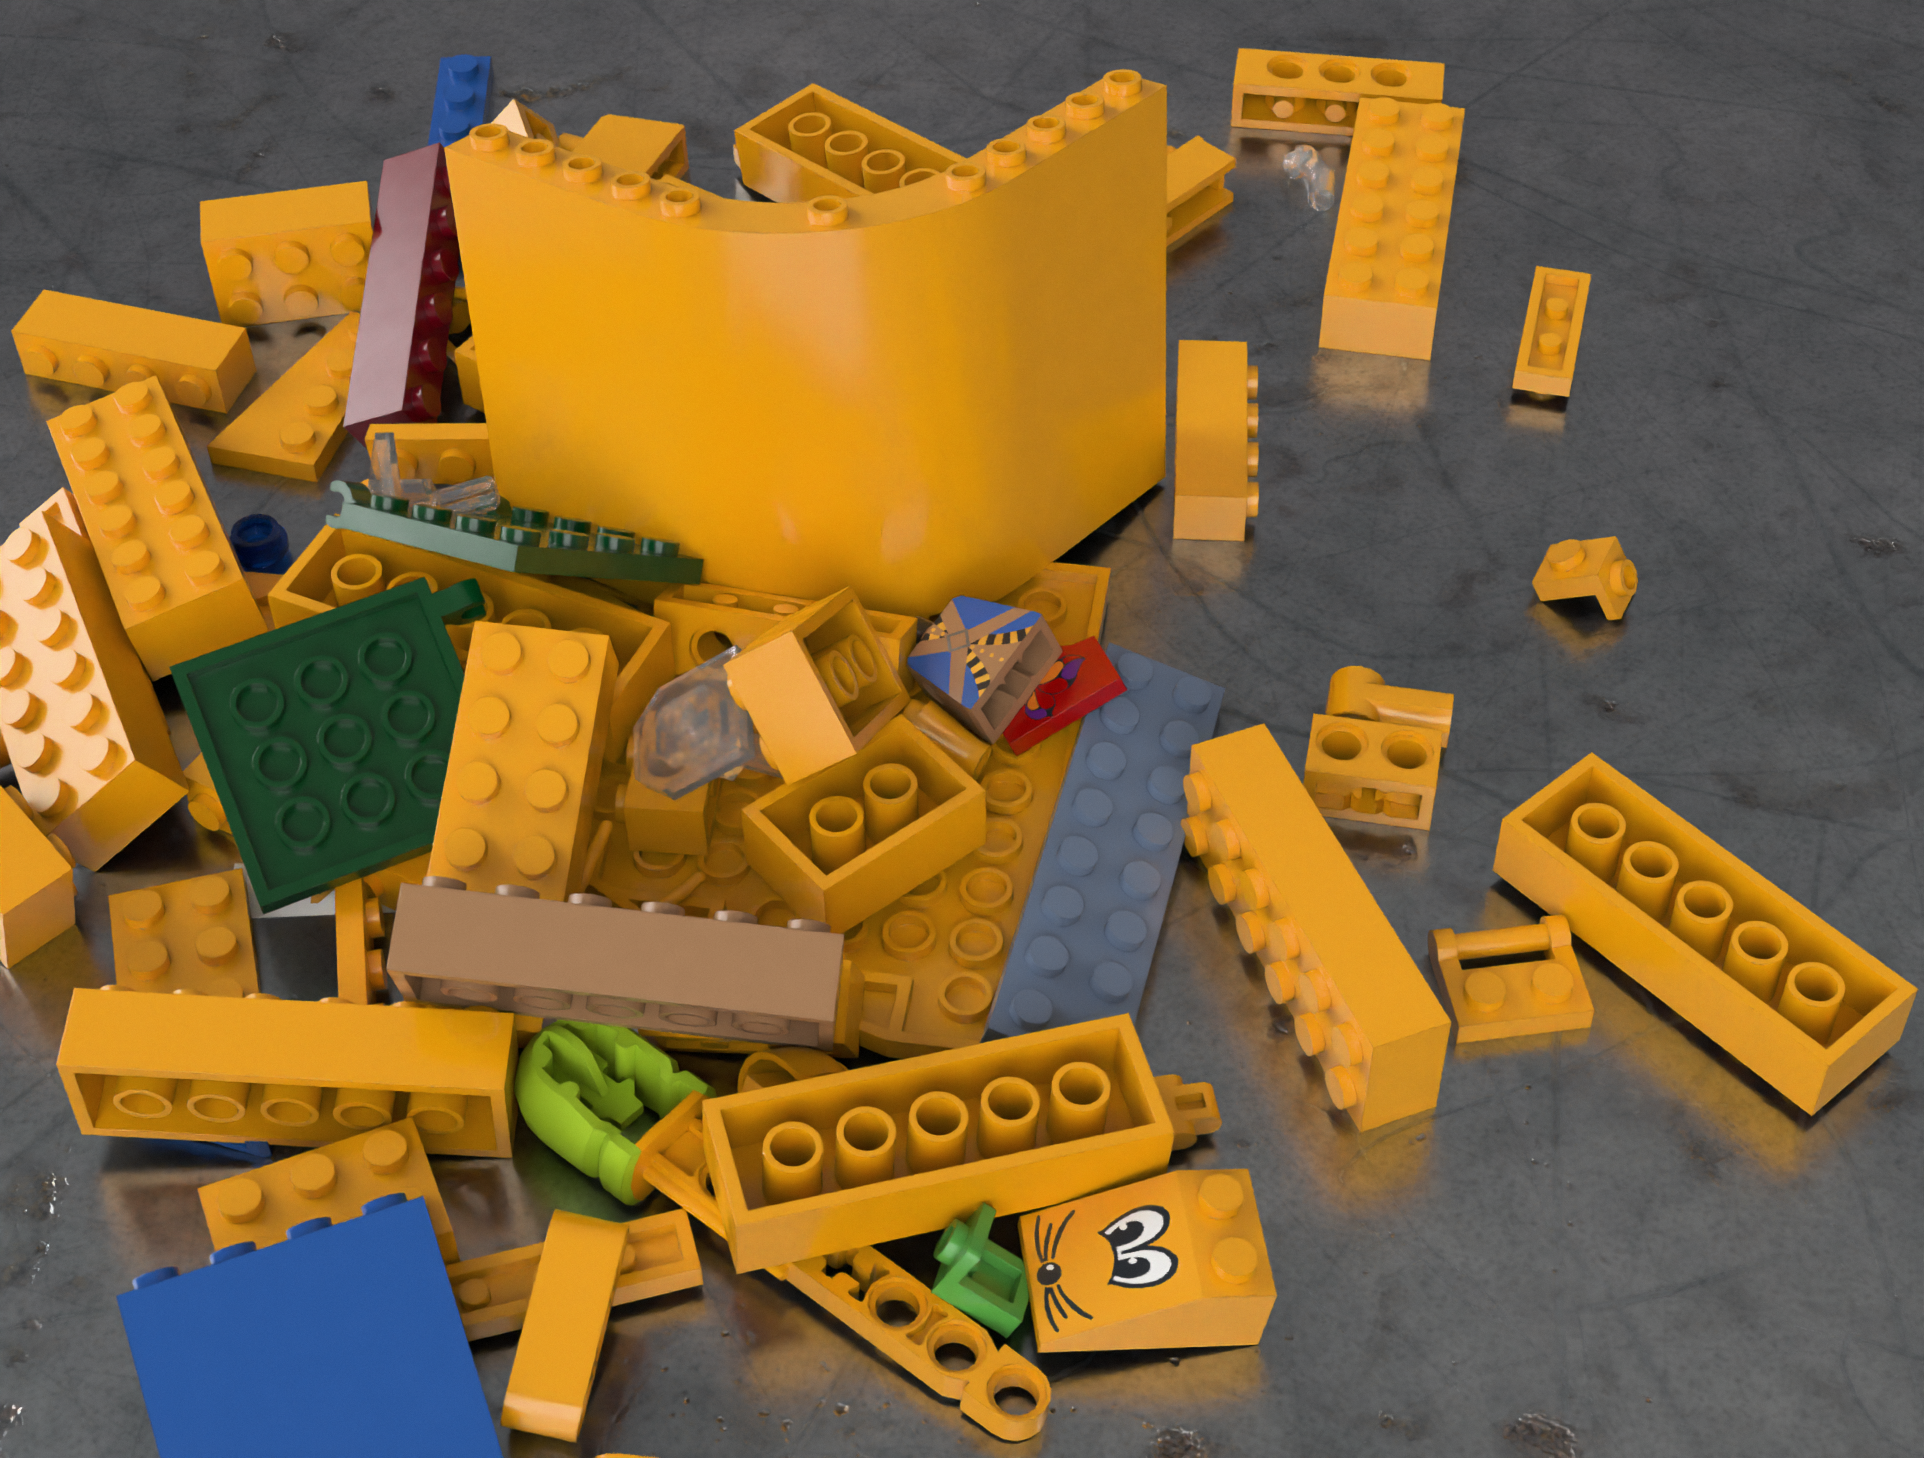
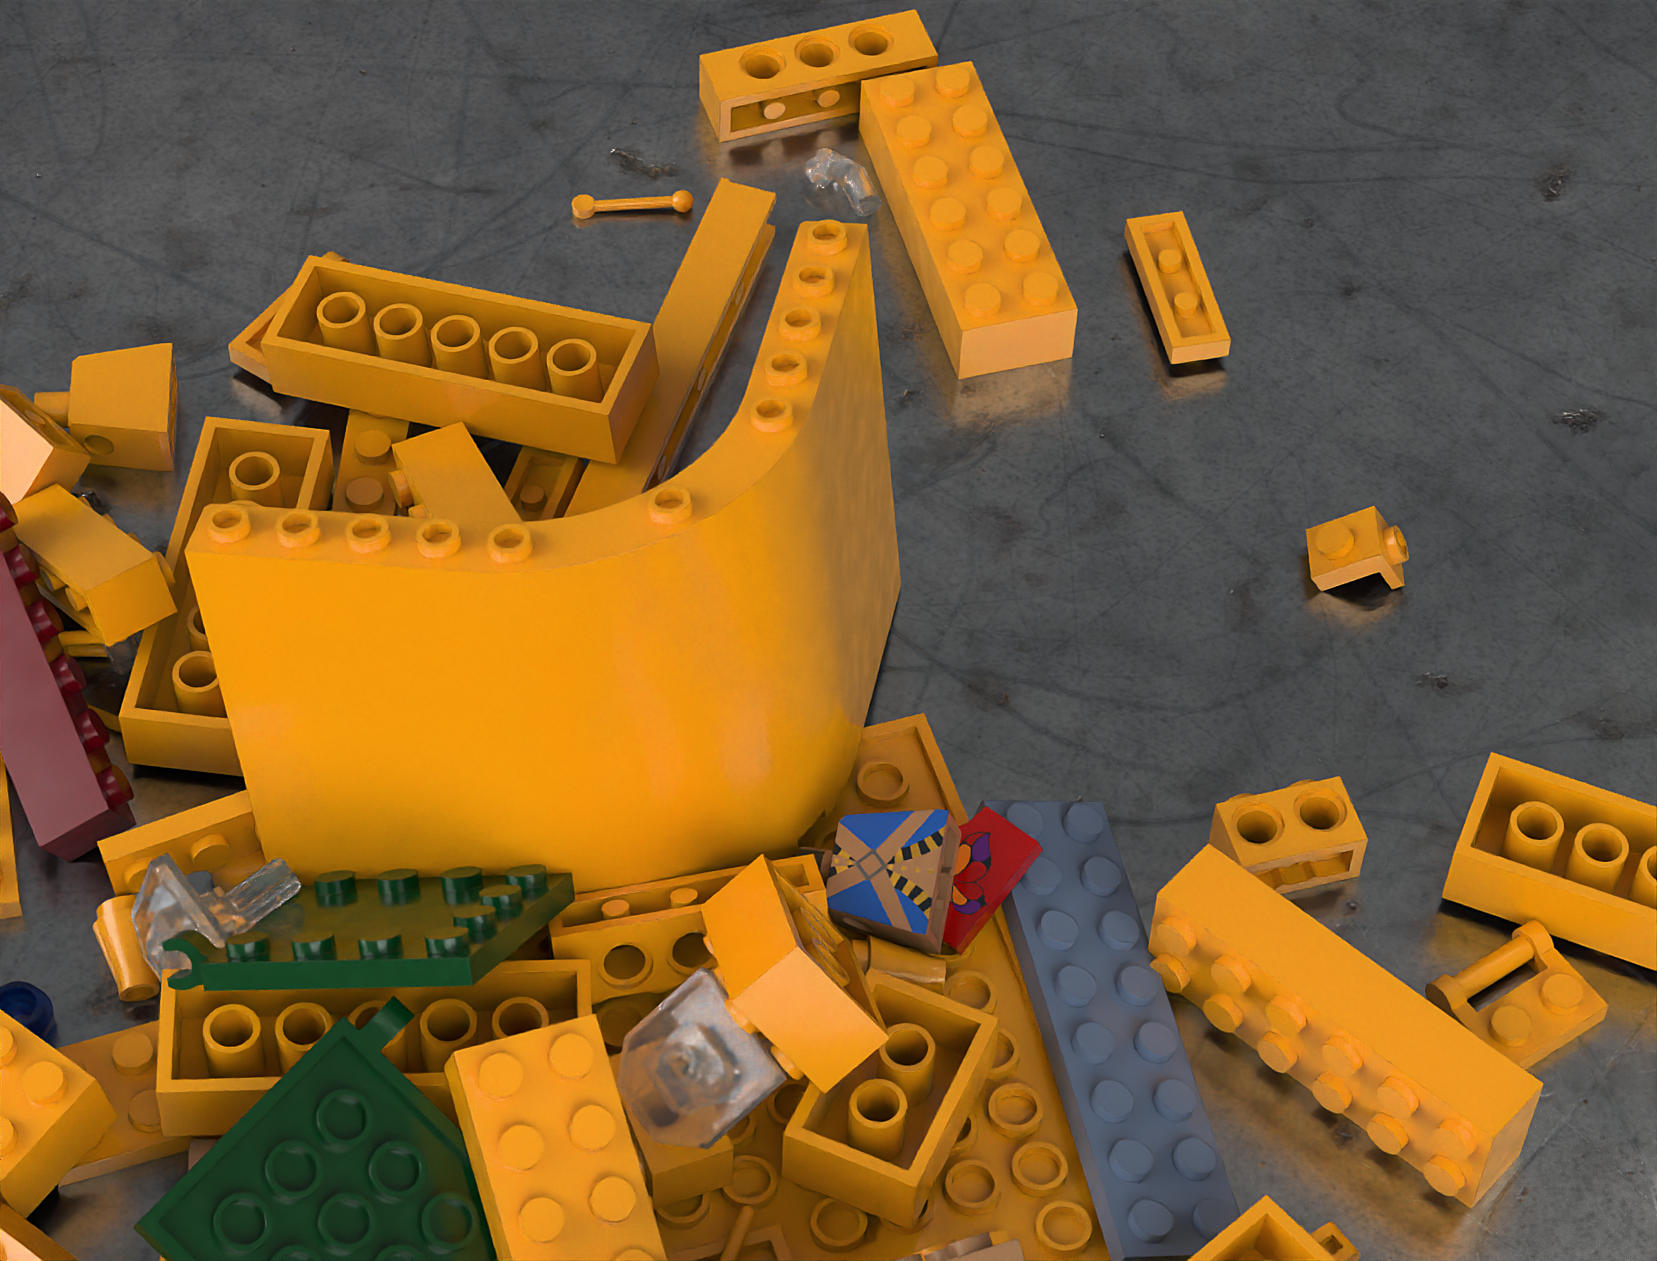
camera: 30 degrees left, 5 degrees up
(1213, 442) = (942, 543): light orange brick -> none
(1363, 695) = (1236, 766): light orange piece -> none

